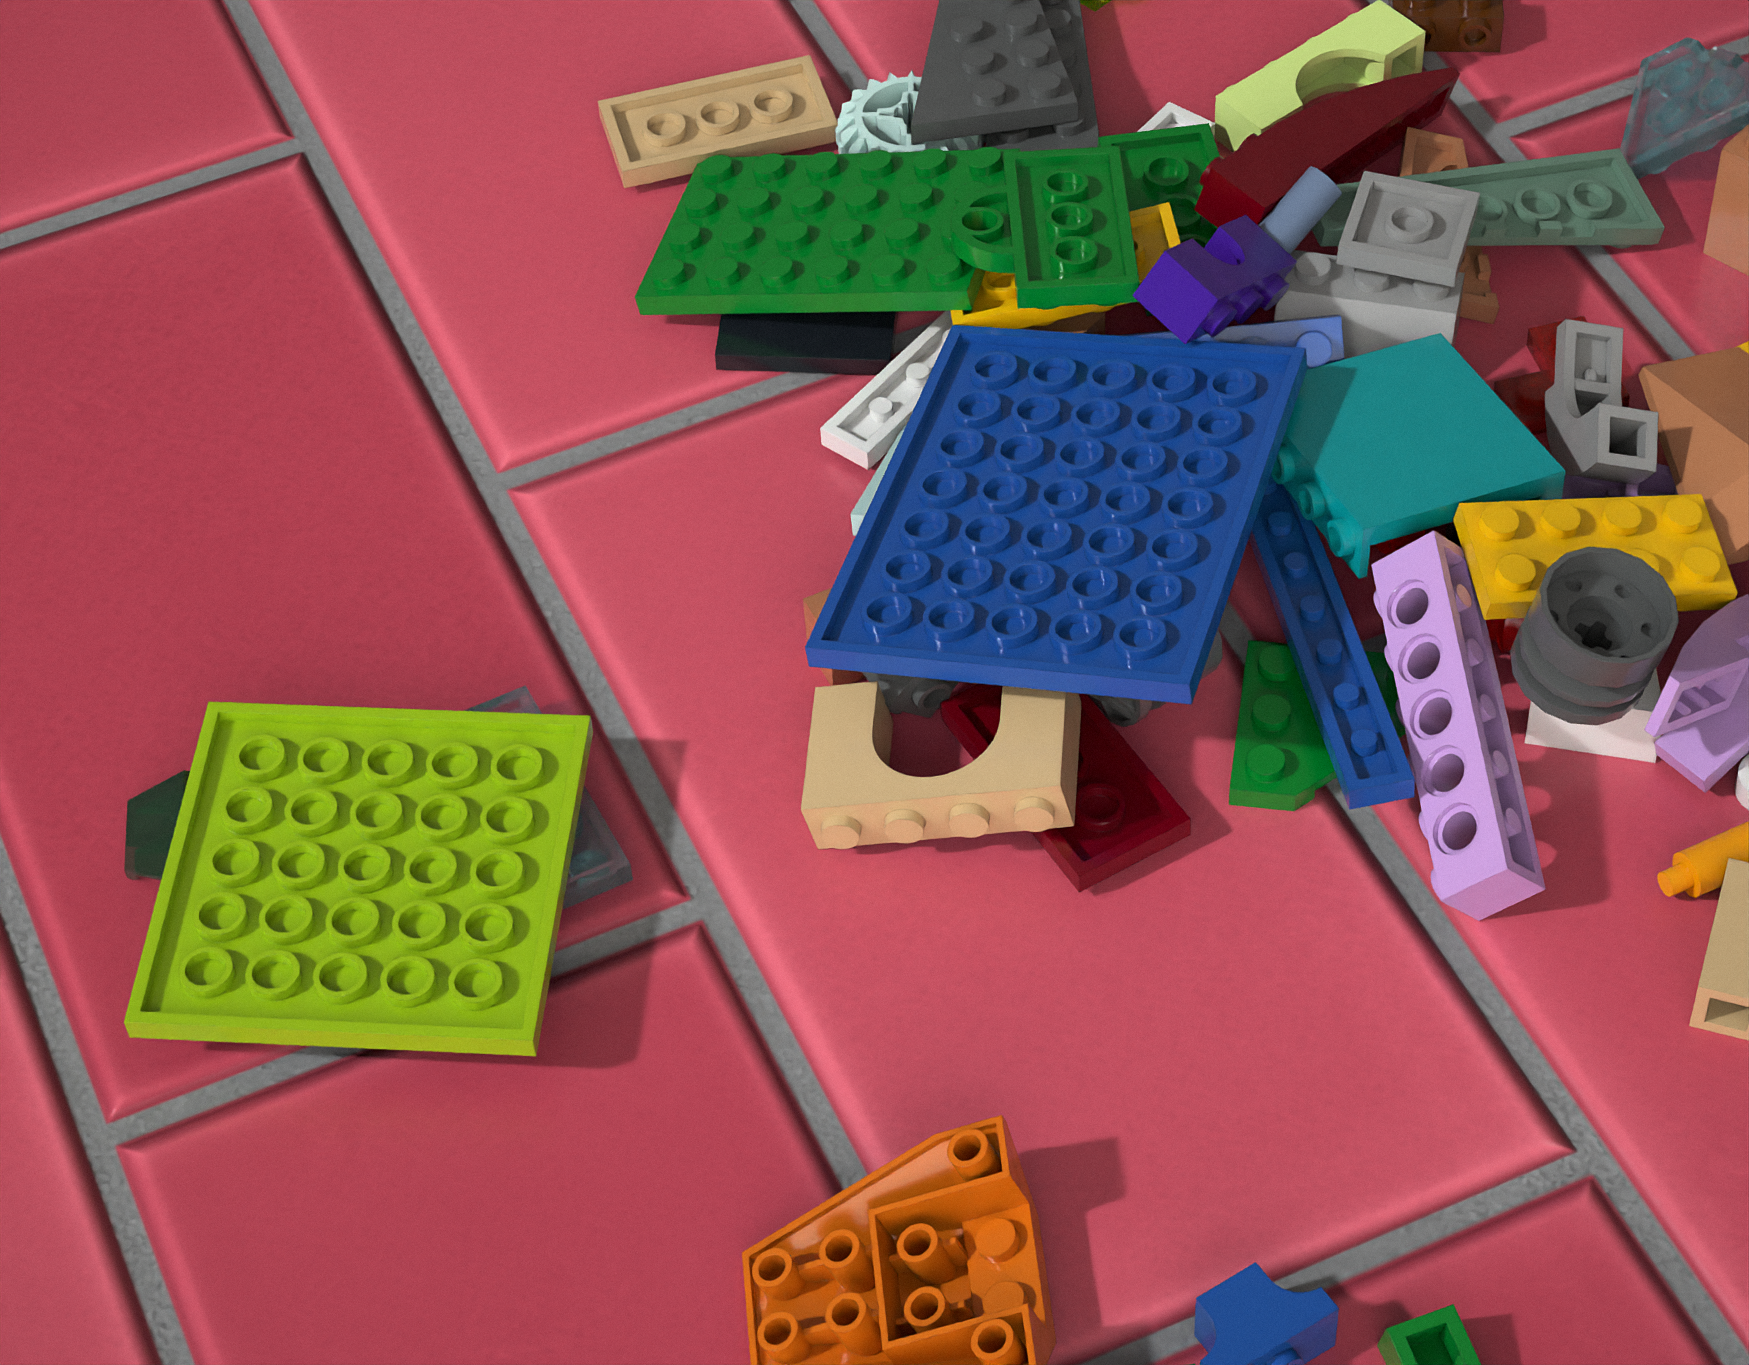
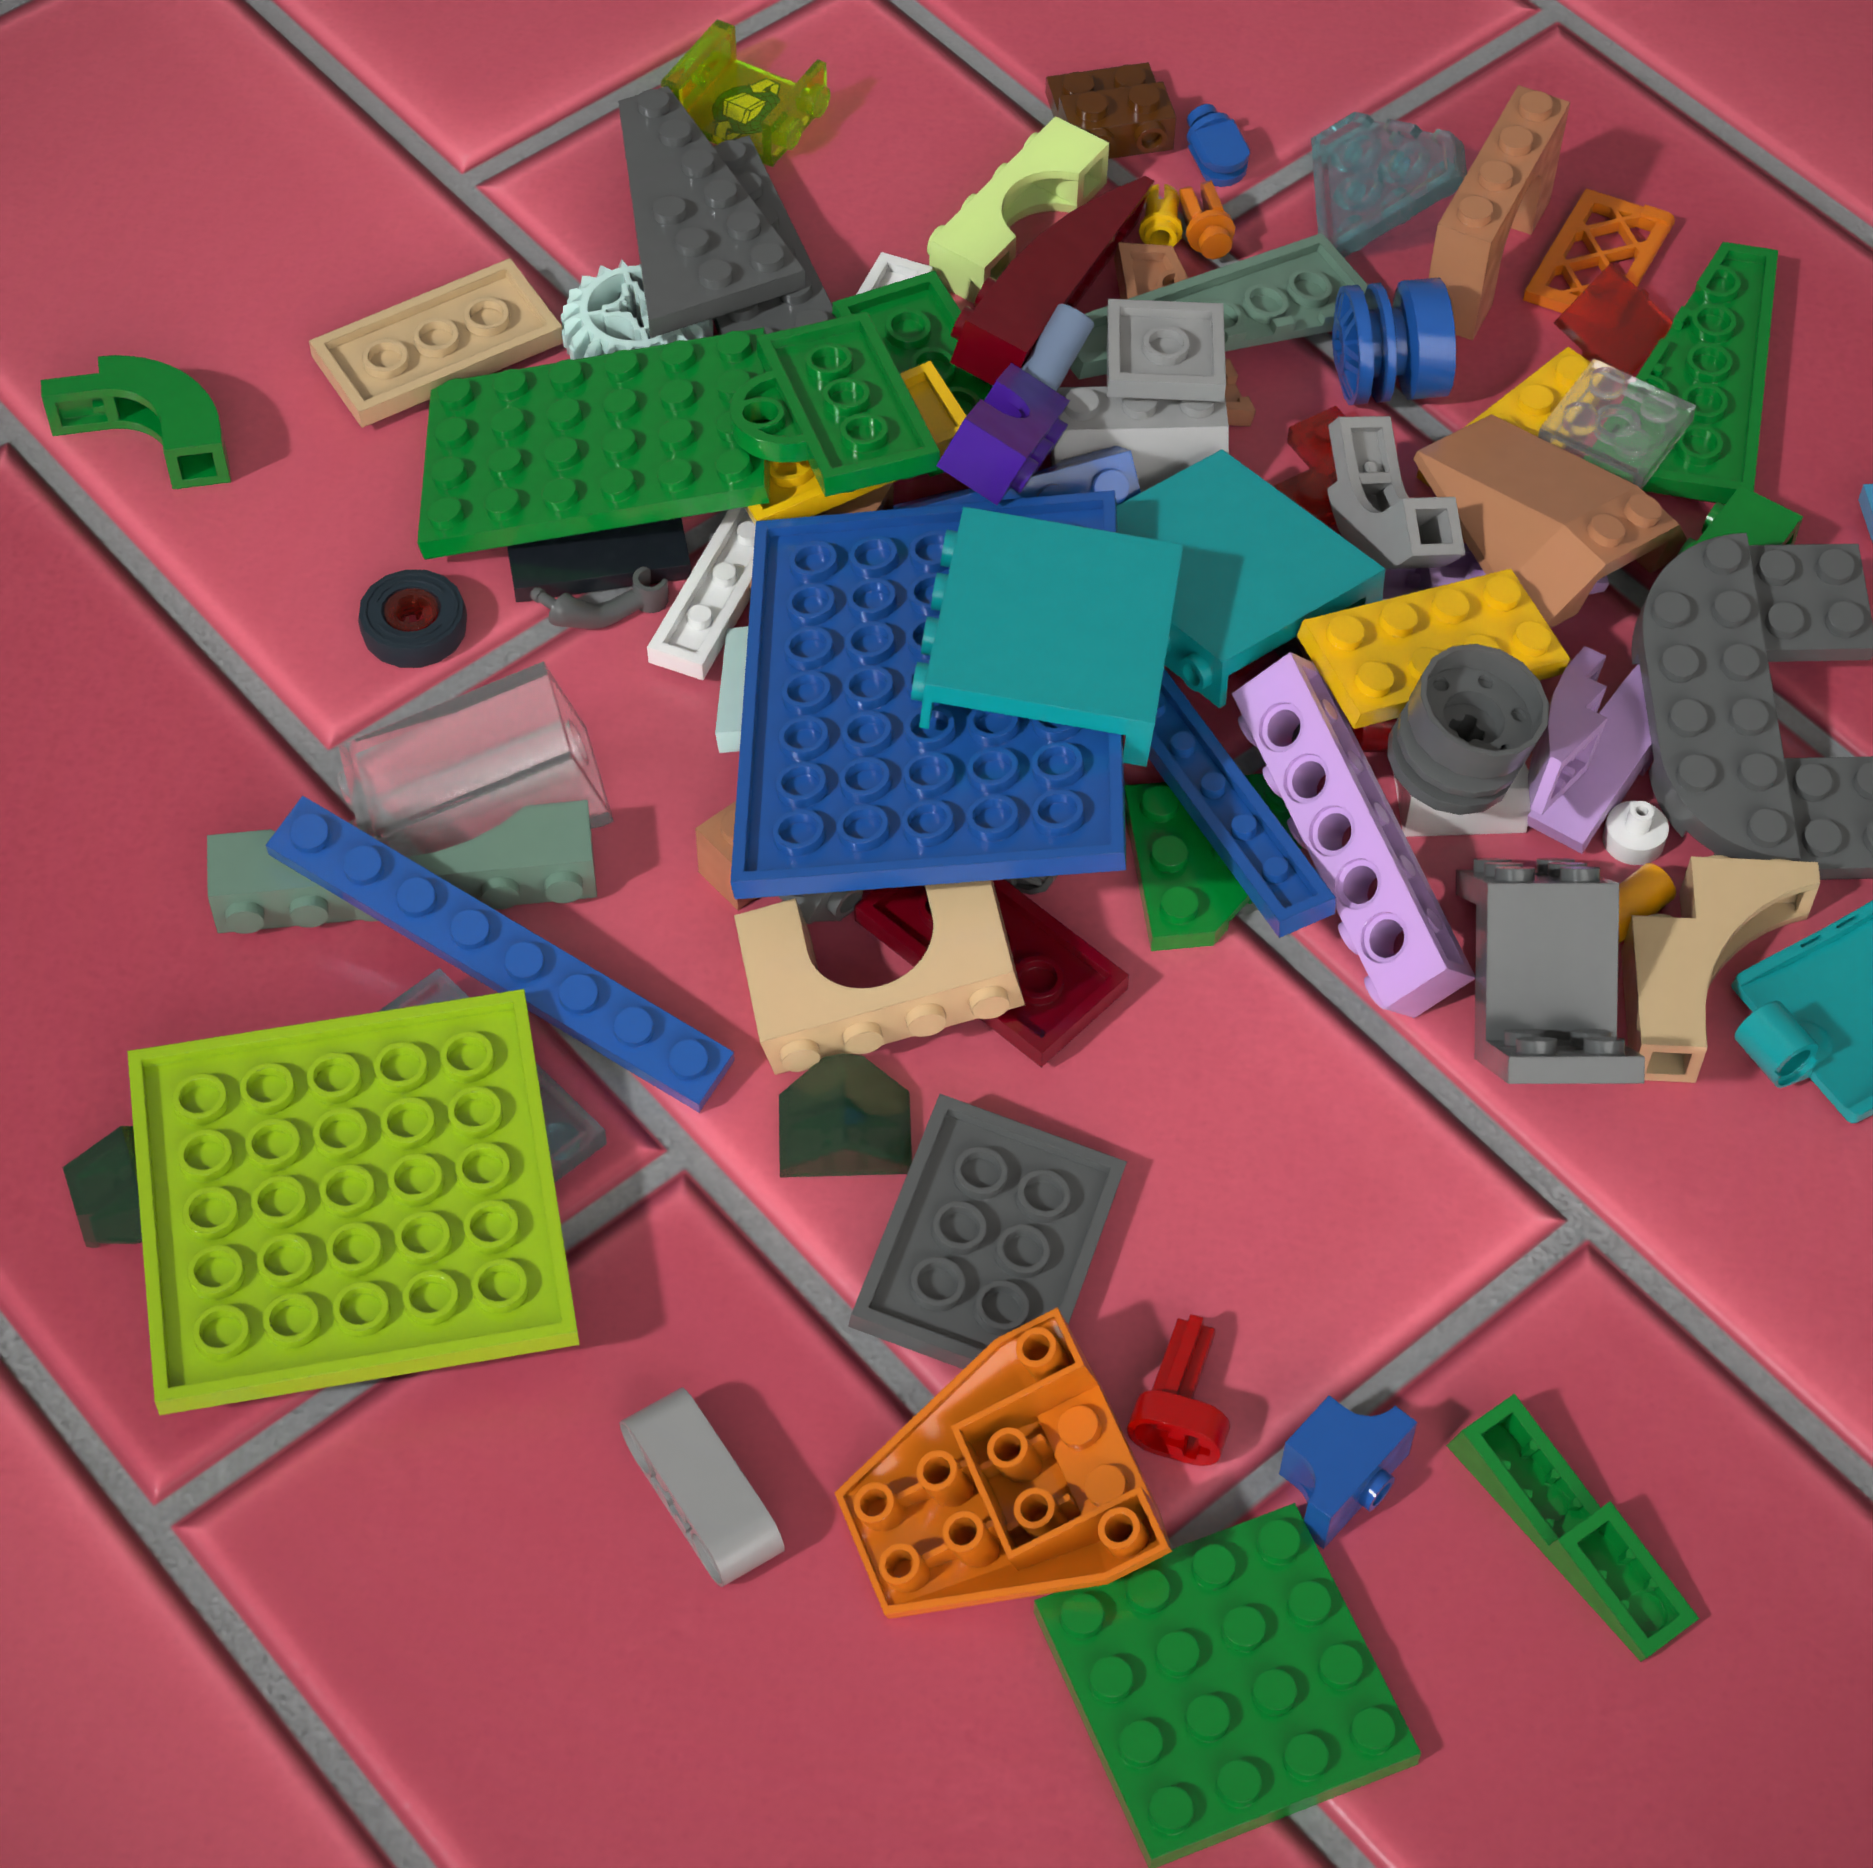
camera: 20 degrees left, 5 degrees up
(429, 128) = (147, 399): none -> green arch
(588, 683) = (501, 953): none -> blue plate
(612, 1217) = (702, 1487): none -> light grey beam
(614, 389) = (407, 642): none -> black bush
(619, 516) = (472, 765): none -> clear slope
(642, 602) = (527, 859): none -> sand green arch
(762, 385) = (576, 613): none -> dark grey piece
(869, 905) = (844, 1121): none -> clear green slope
(968, 1033) = (984, 1234): none -> dark grey plate
(1094, 1251) = (1168, 1417): none -> red piece
(1196, 462) = (1051, 625): none -> teal panel
(1462, 113) = (1161, 218): none -> yellow pin
(1506, 130) = (1209, 230): none -> orange arm
(1541, 53) = (1217, 146): none -> blue arm
(1615, 895) = (1547, 973): none -> bracket
(1656, 260) = (1405, 341): none -> blue wheel

